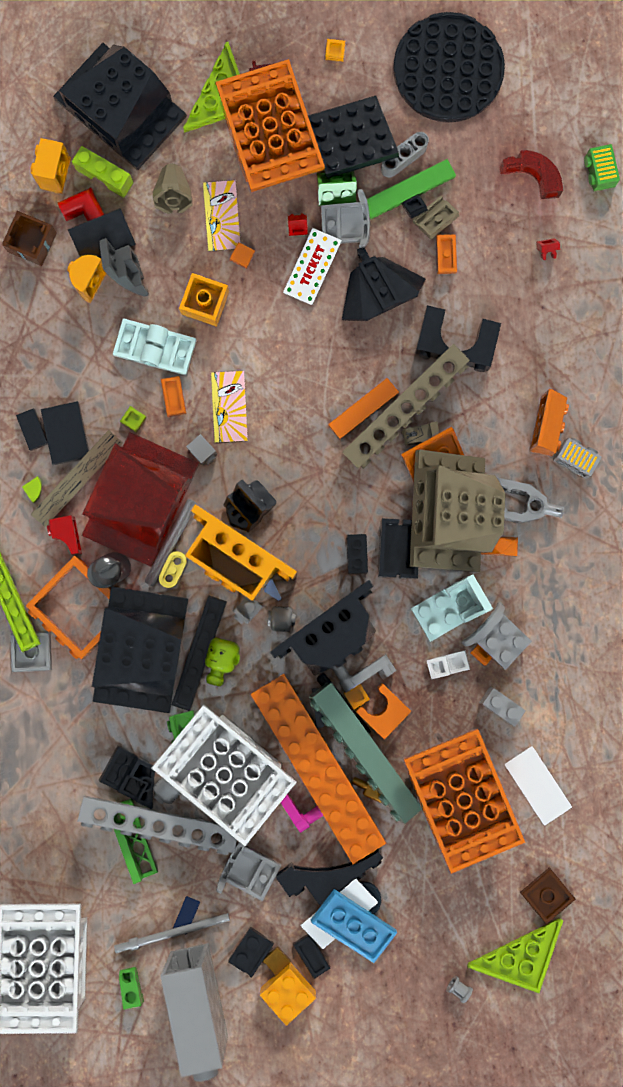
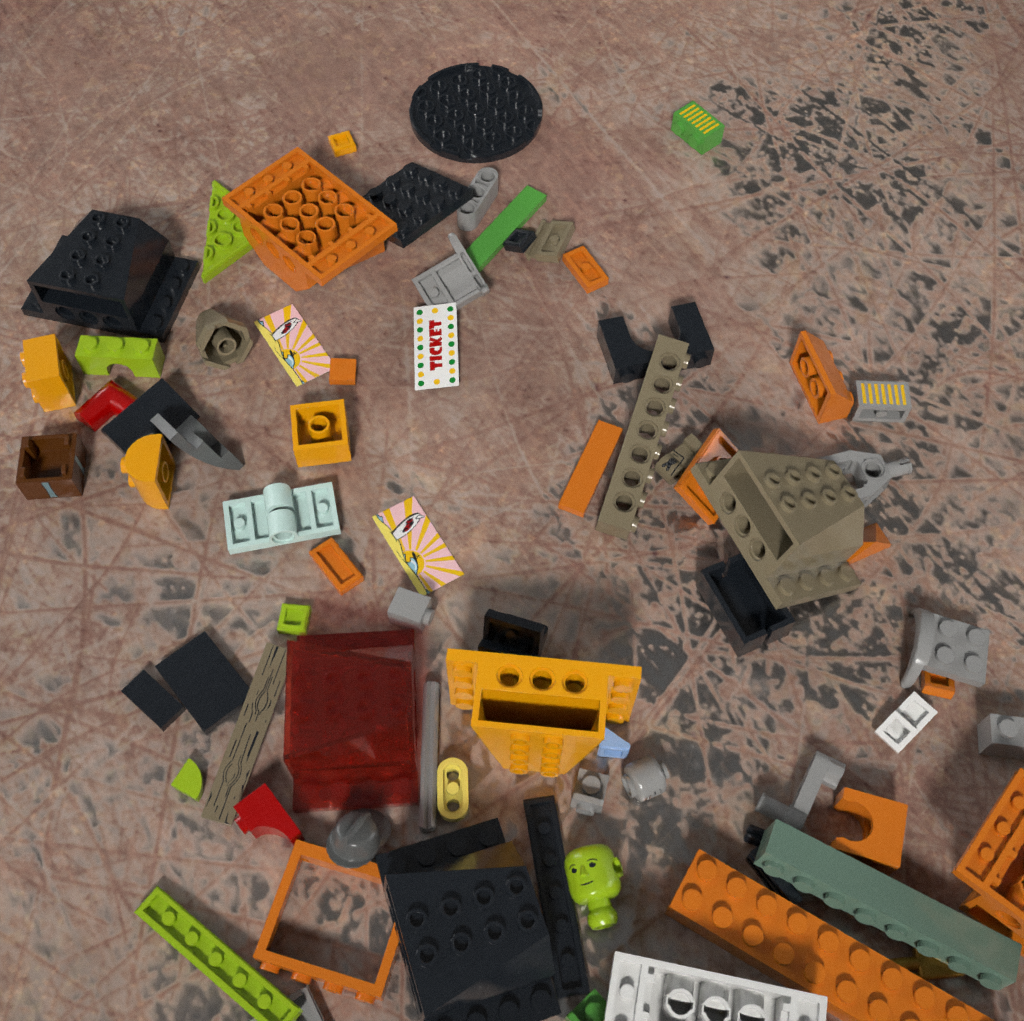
camera: 25 degrees left, 25 degrees down
(297, 224) = (394, 311): red tile -> none
(333, 634) = (737, 749): black wedge -> none
(336, 189) = (418, 257): bright green bracket -> none
(357, 554) = (694, 638): black brick -> none
(357, 696) = (818, 828): light orange tile -> none
(378, 287) = (525, 334): black panel -> none
(451, 607) = (862, 638): light aqua bracket -> none
(538, 167) = (632, 153): clear red arch -> none
(546, 246) = (693, 216): red tile -> none

